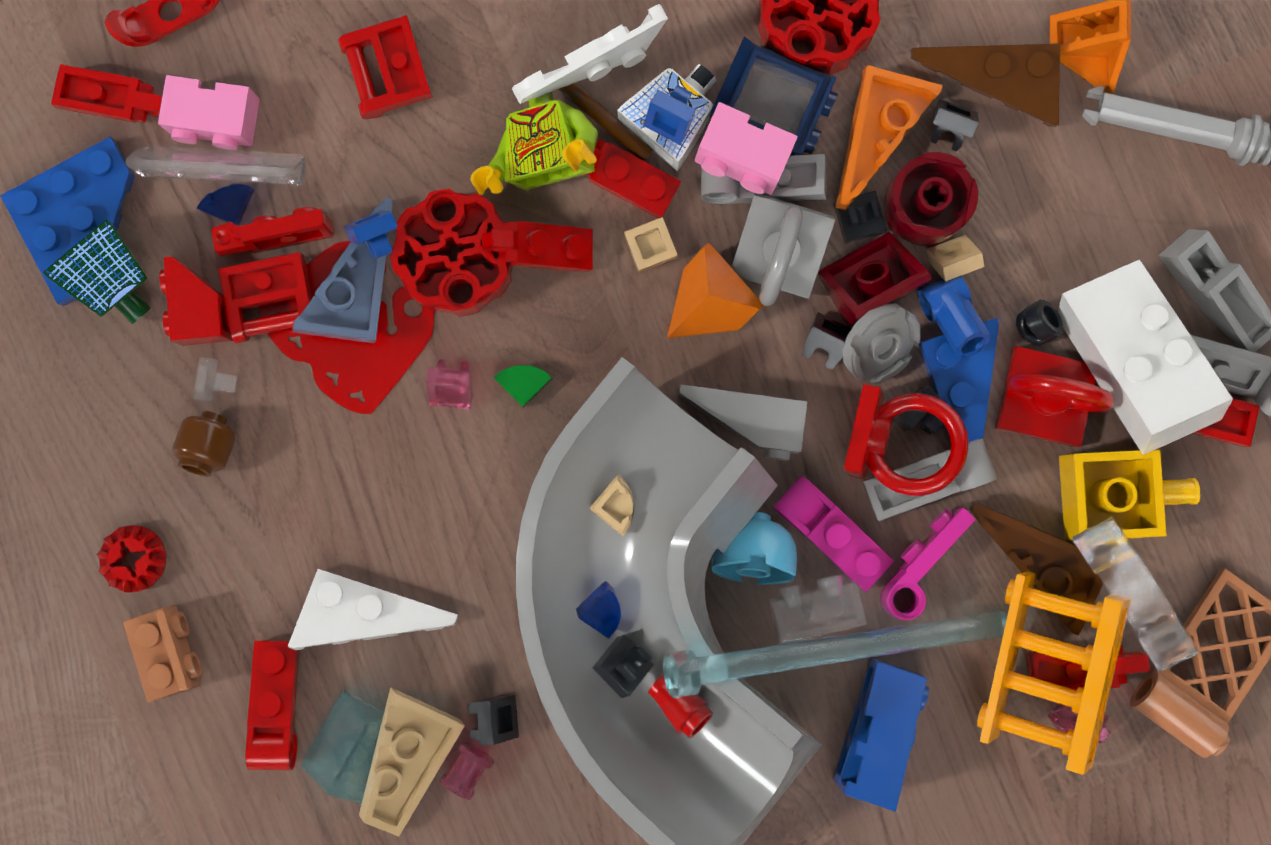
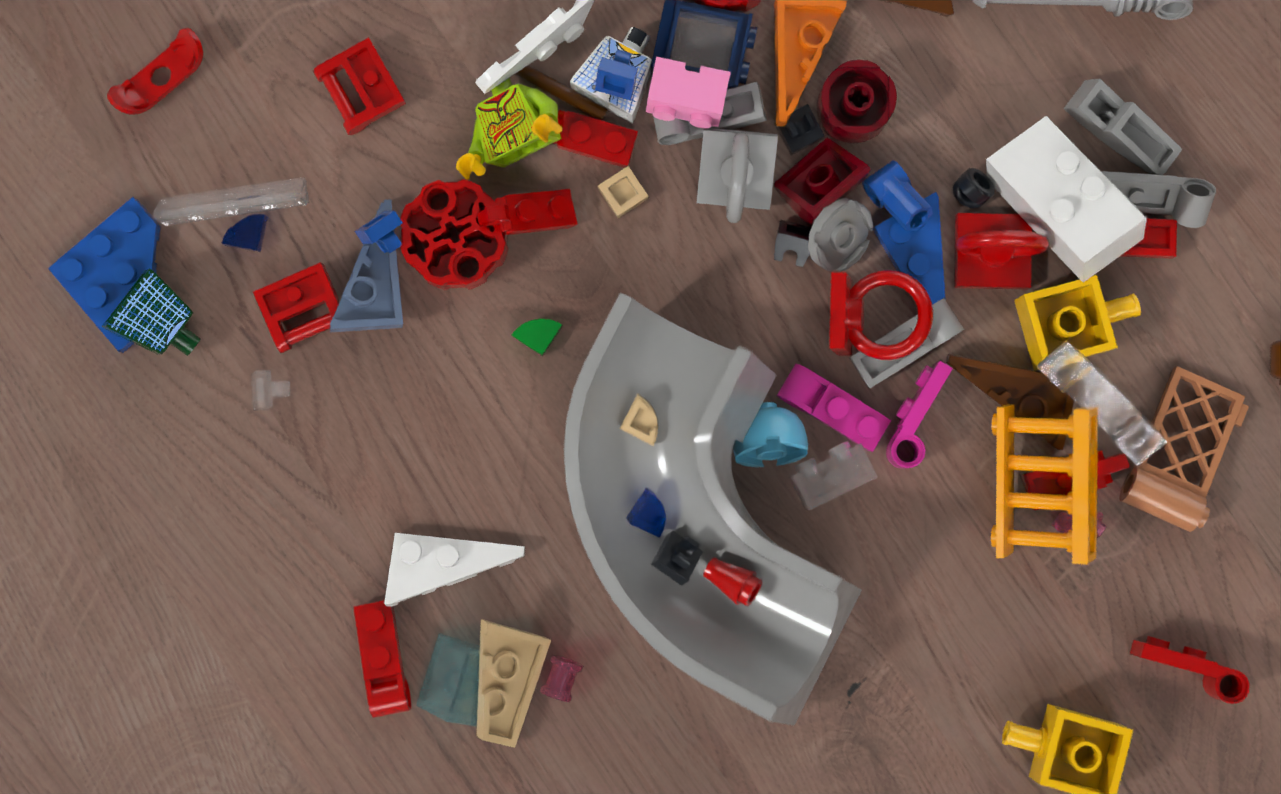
camera: 10 degrees left, 0 degrees up
(104, 95) = (123, 161): red hinge -> none
(148, 567) = (247, 564): red gear -> none
(163, 652) = (276, 634): nougat bracket -> none
(194, 306) = (239, 330): red slope -> none
(203, 444) = (273, 445): reddish brown head -> none
(218, 115) = (210, 160): bright pink brick -> none
(272, 233) = (292, 250): red hinge -> none
(360, 365) = (393, 349): red piece -> none
(449, 386) = (475, 351): clear pink tile -> none
(495, 720) = (577, 629): black tile -> none
(686, 672) = (733, 547): clear light blue piece -> none
(711, 298) = (685, 227): orange slope -> none
(757, 419) = (747, 323): light grey slope -> none
(881, 734) = (911, 568): blue wedge -> none
(925, 420) = (892, 293): black tile -> none
(953, 119) = (862, 27): black tile -> none
(955, 257) = (888, 147): tan tile -> none

